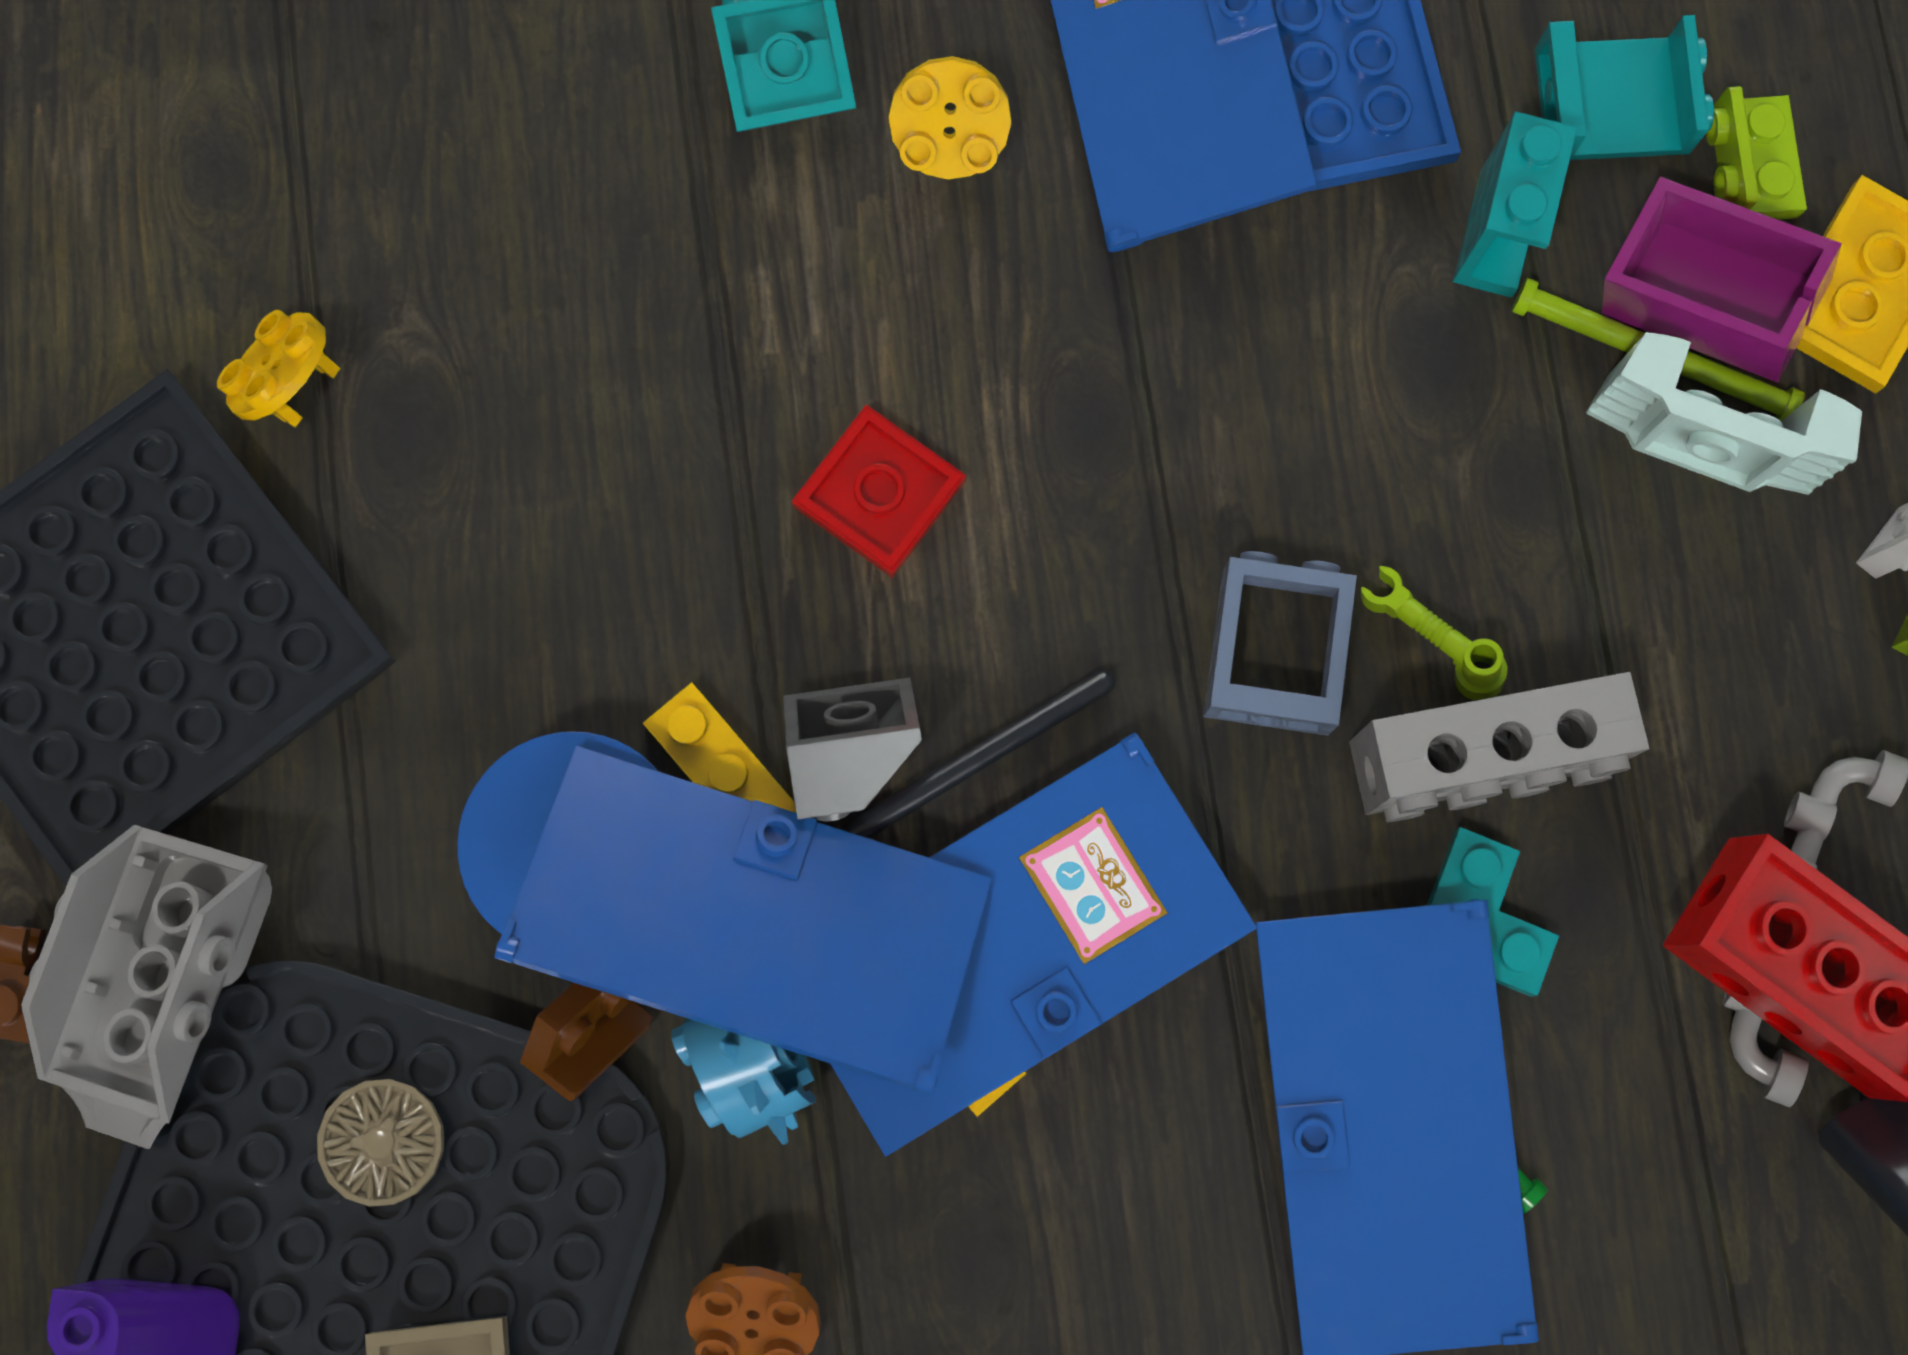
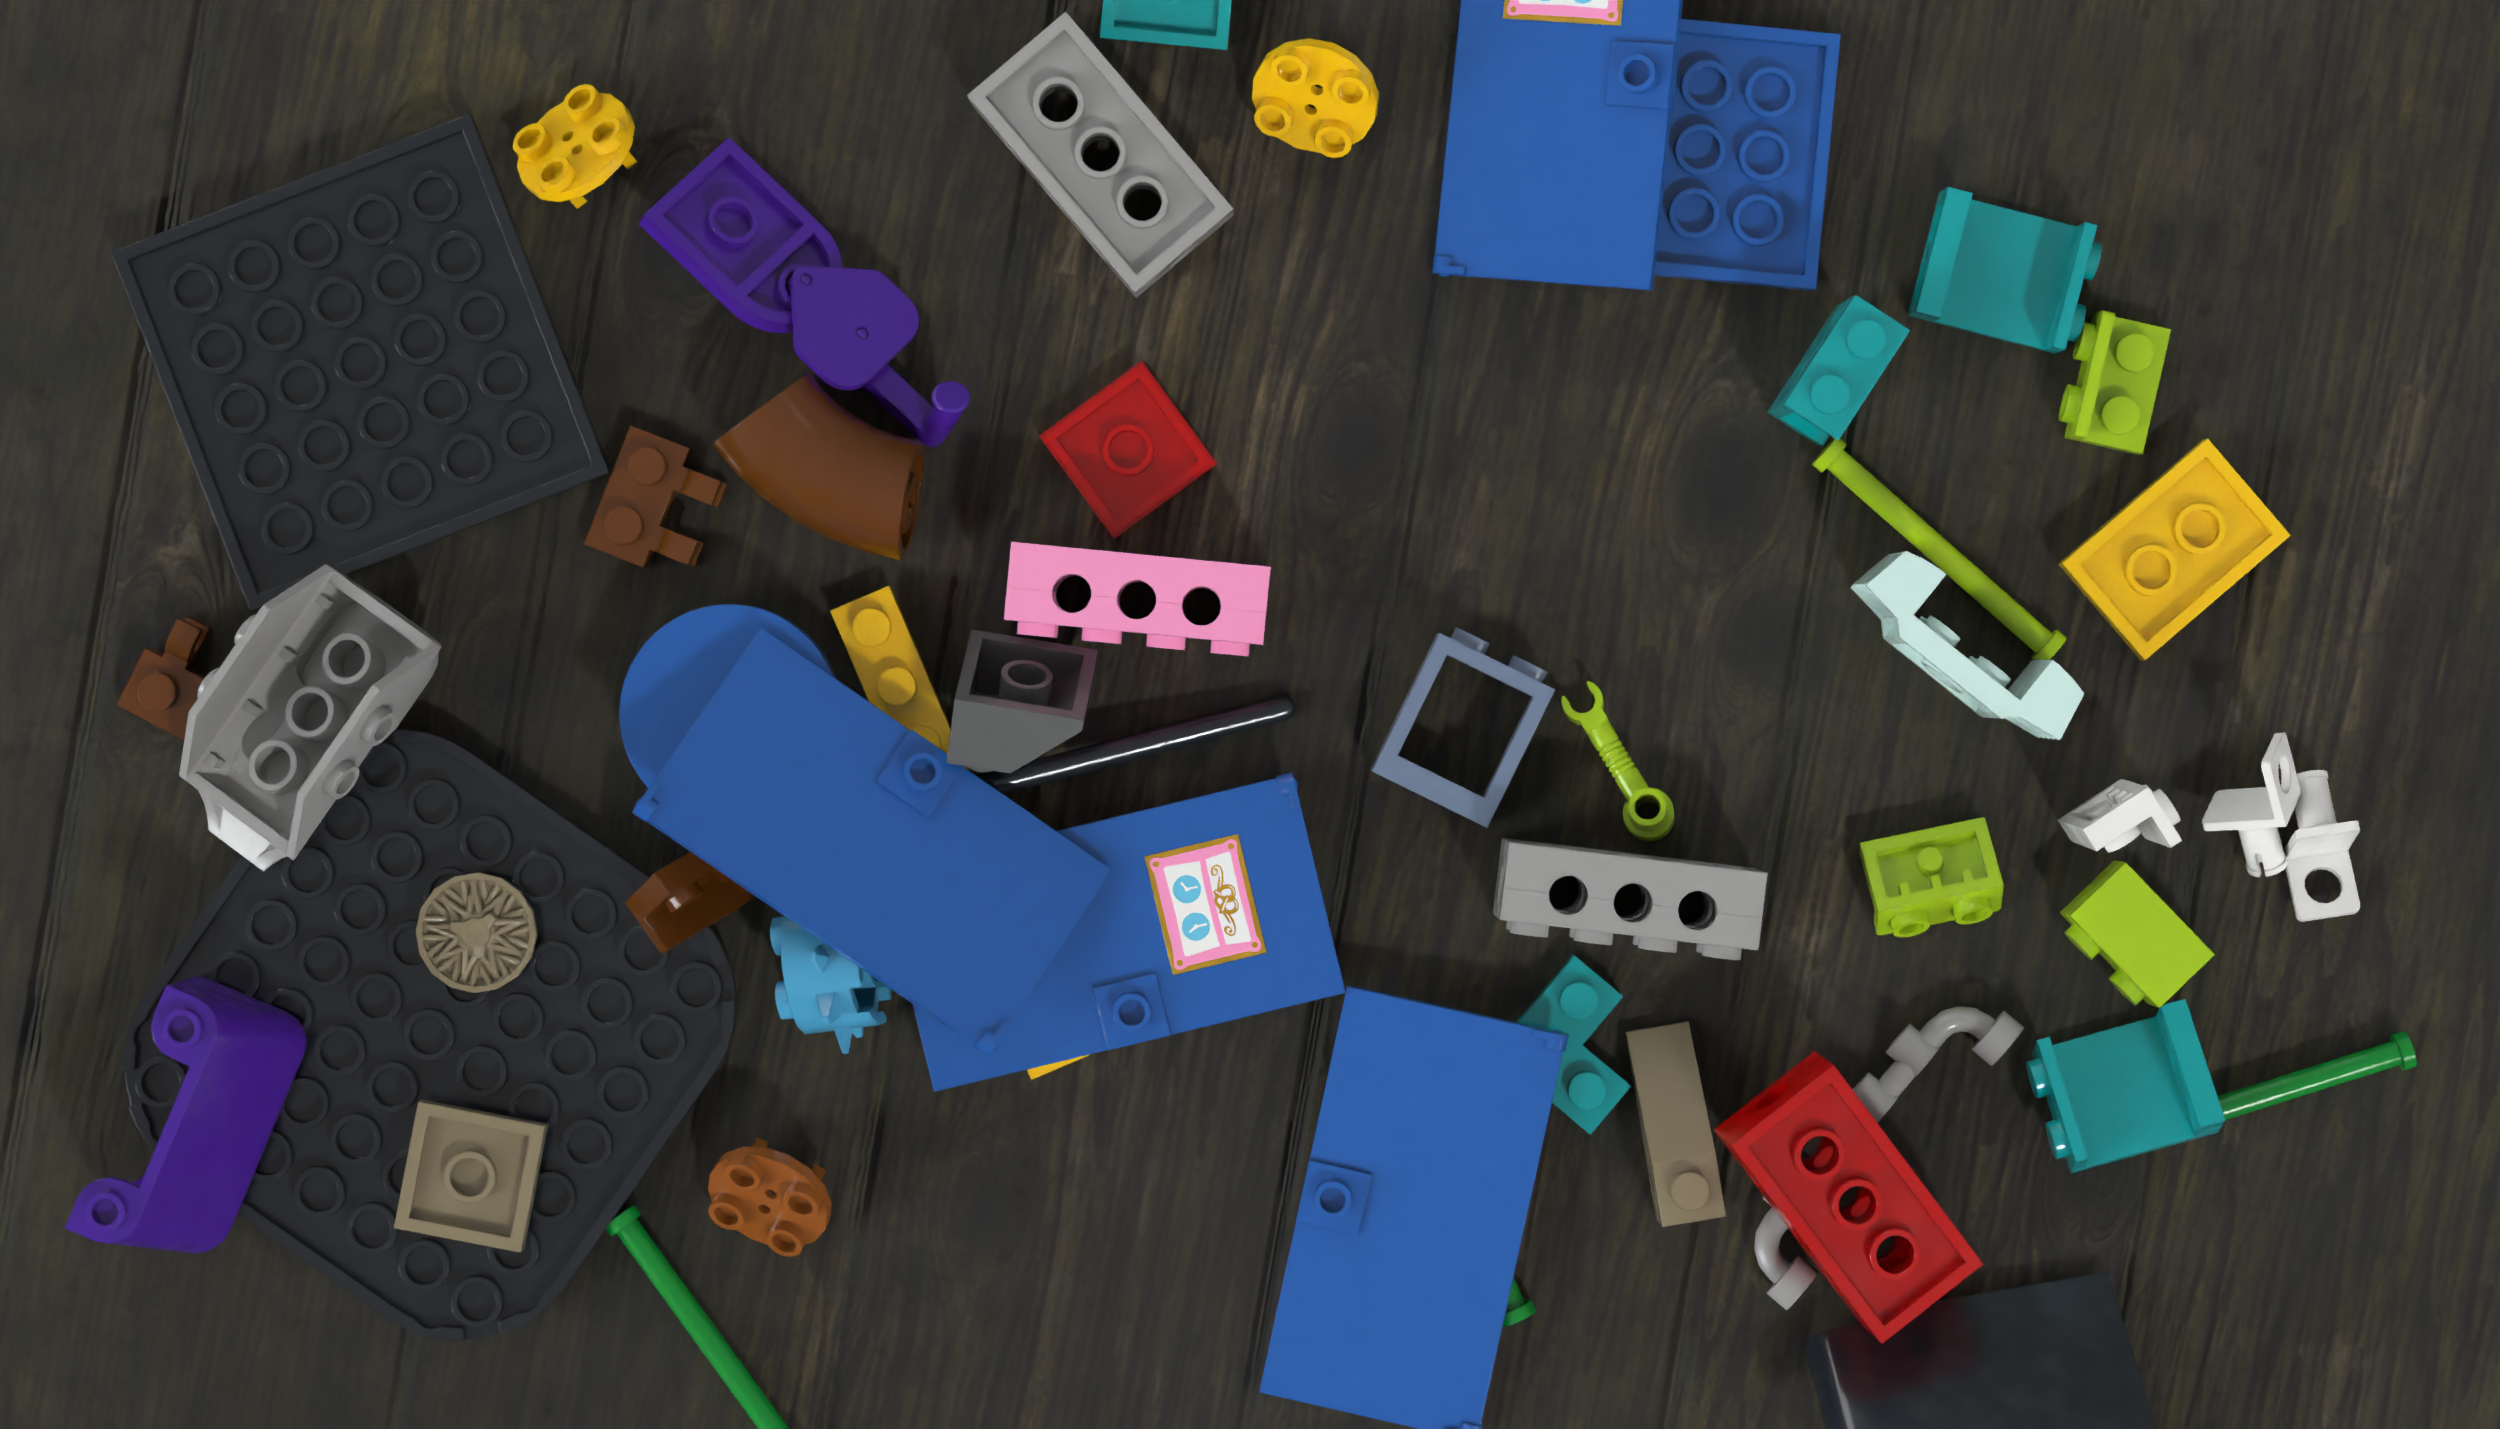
camera: 15 degrees right, 10 degrees up
(430, 671) = (641, 496): none -> reddish brown plate
(514, 423) = (751, 237): none -> dark purple plate
(598, 582) = (830, 469): none -> reddish brown brick
(767, 188) = (1111, 112): none -> light grey brick
(956, 582) = (1039, 569): none -> bright pink brick
(1617, 963) = (1674, 1125): none -> dark tan slope
(1719, 278) = (2013, 507): magenta piece -> none
(1768, 647) = (1932, 877): none -> lime bracket

